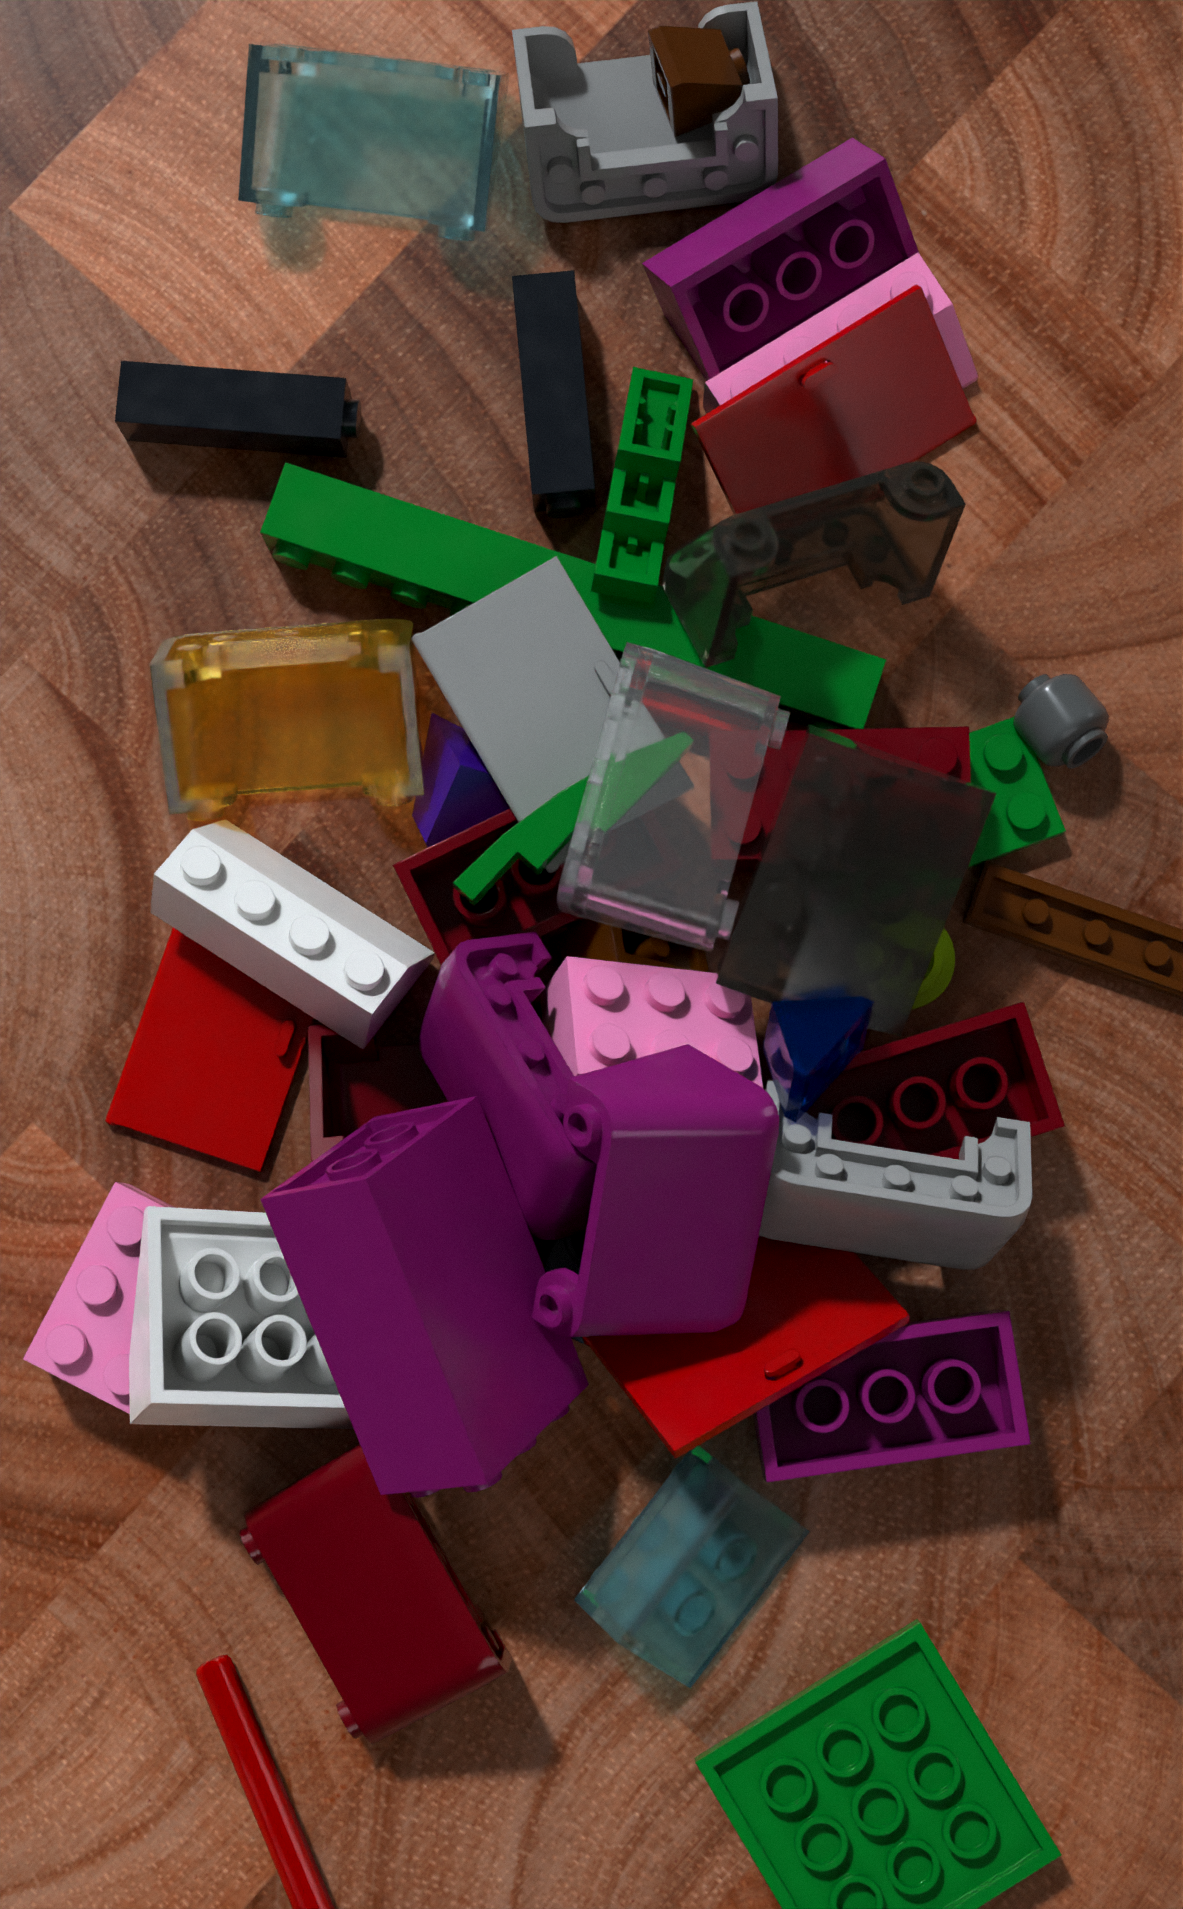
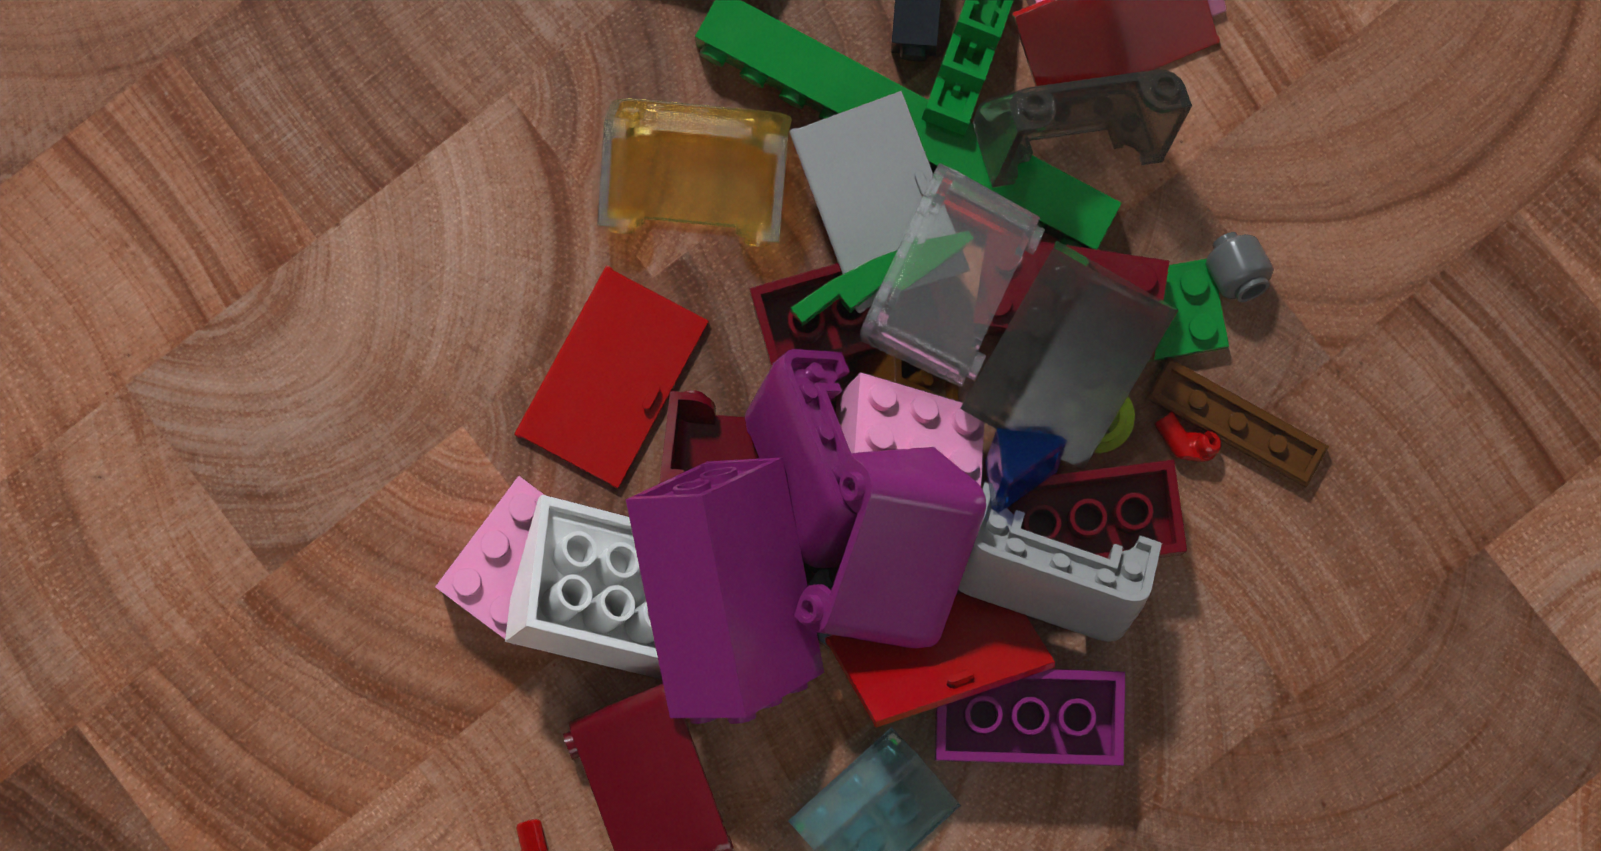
camera: 10 degrees right, 0 degrees up
(287, 929) = (667, 321): white slope -> none
(456, 785) = (802, 240): dark purple slope -> none
(1033, 976) = (1188, 445): none -> red arm

